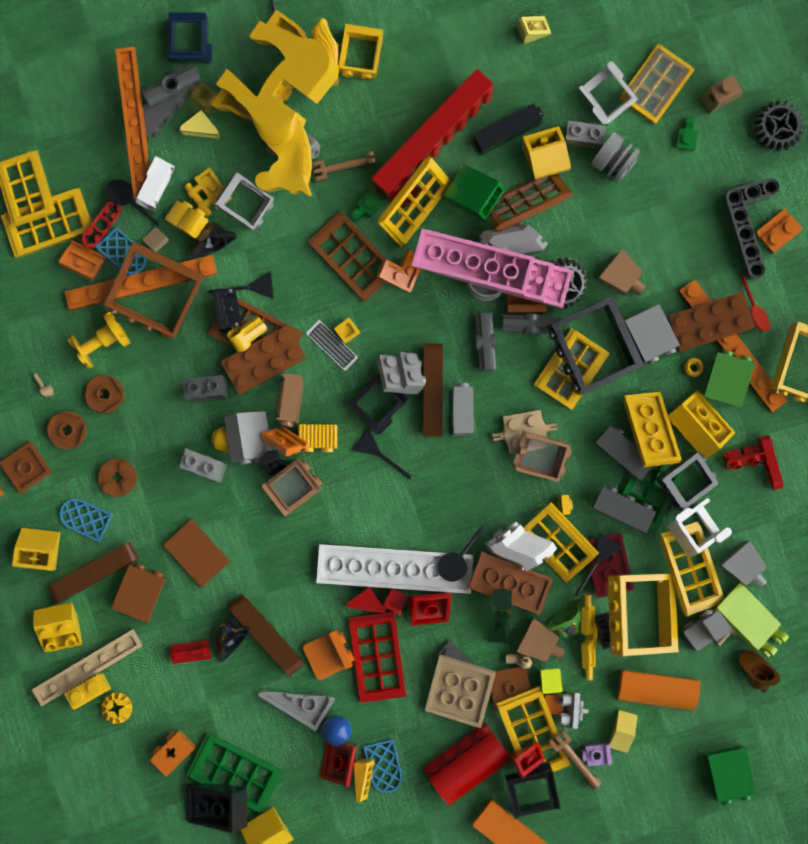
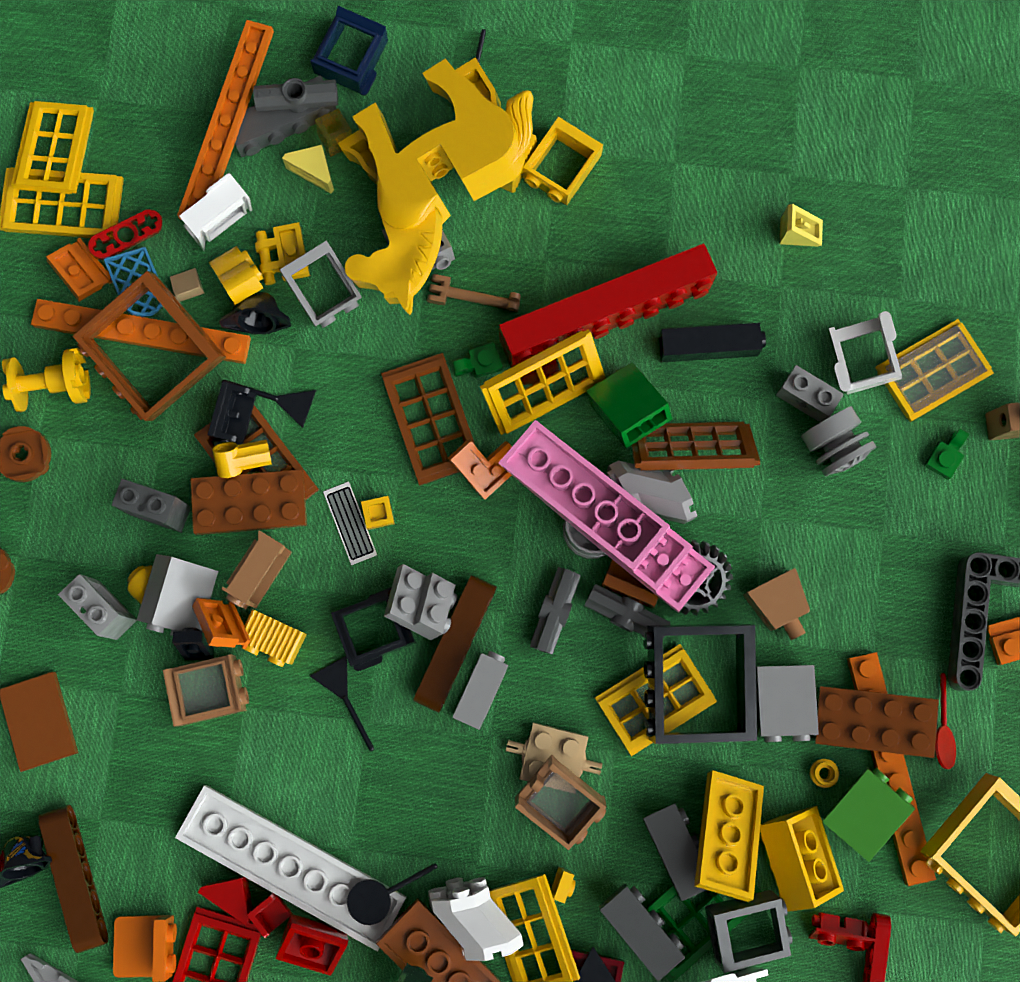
camera: 20 degrees right, 5 degrees down
(121, 194) = (165, 206): black piece -> none
(546, 152) = (748, 395): yellow slope -> none

